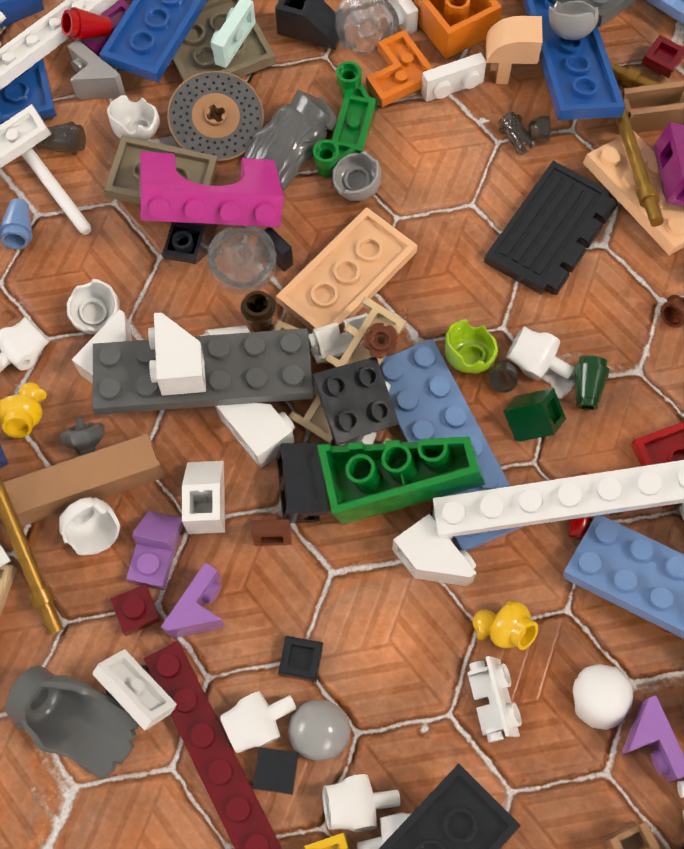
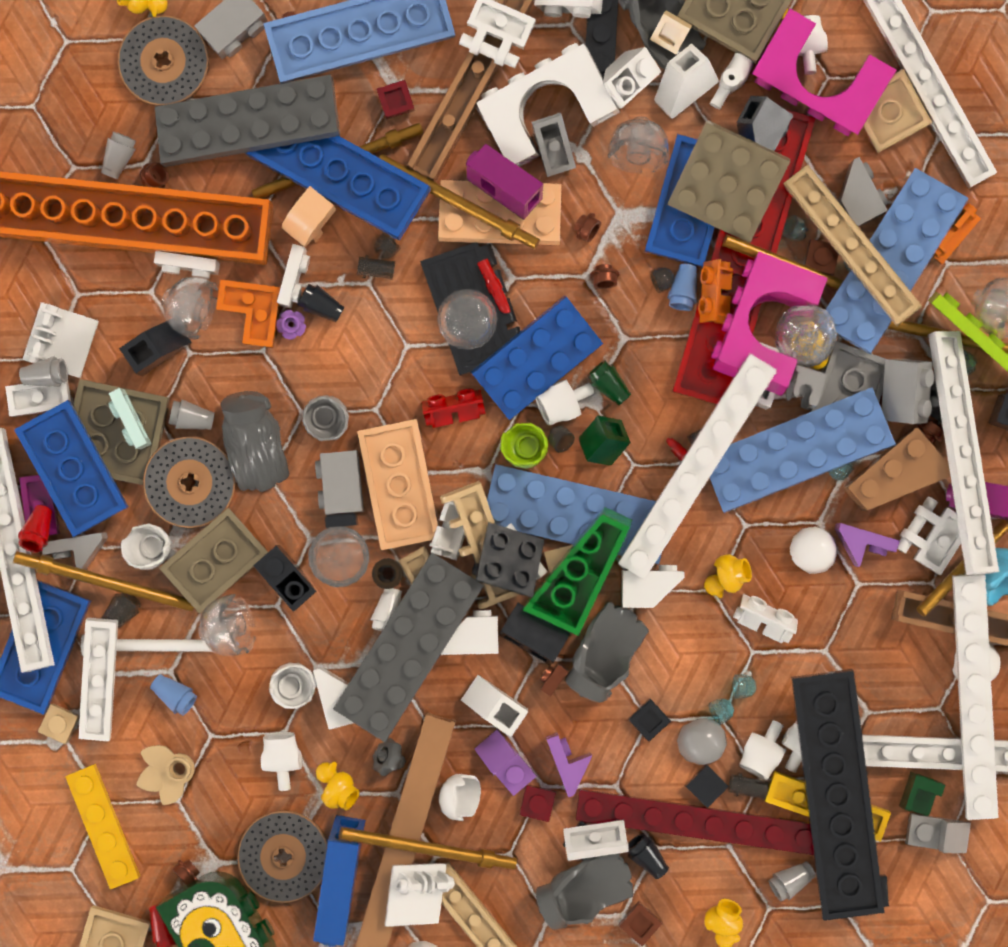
camera: 50 degrees left, 20 degrees up
(59, 48) = (46, 565): none -> pearl gold bar
(75, 810) = (640, 924): none -> copper plate
(110, 220) = (226, 626): none -> clear cylinder
(155, 762) = (646, 855): none -> black cone
(171, 198) = (263, 579): dark pink arch -> none
(178, 360) = (397, 662): white slope -> none
(254, 721) = (667, 778): white piece -> none
(272, 81) = (190, 416): none -> light grey cone
(307, 816) = (748, 786): none -> clear smoke pin
(312, 224) = (340, 482): none -> light grey brick
(336, 560) = (606, 652): none -> dark grey hair
(352, 123) = (274, 384): green plate -> none
(366, 724) = (721, 710): none -> clear light blue hinge
(379, 350) = (477, 507): copper plate -> none
(409, 729) = (743, 686): none -> clear light blue hinge
(413, 112) = (291, 332): none -> medium lavender plate
(449, 111) = (320, 303): none -> black cone
(463, 278) = (441, 407): none -> red hinge
(539, 223) = (467, 319): none -> clear cylinder
(558, 302) = (536, 357): none -> blue plate
(573, 19) = (324, 156): light grey hair -> none
(587, 224) = (494, 286): none -> red piece

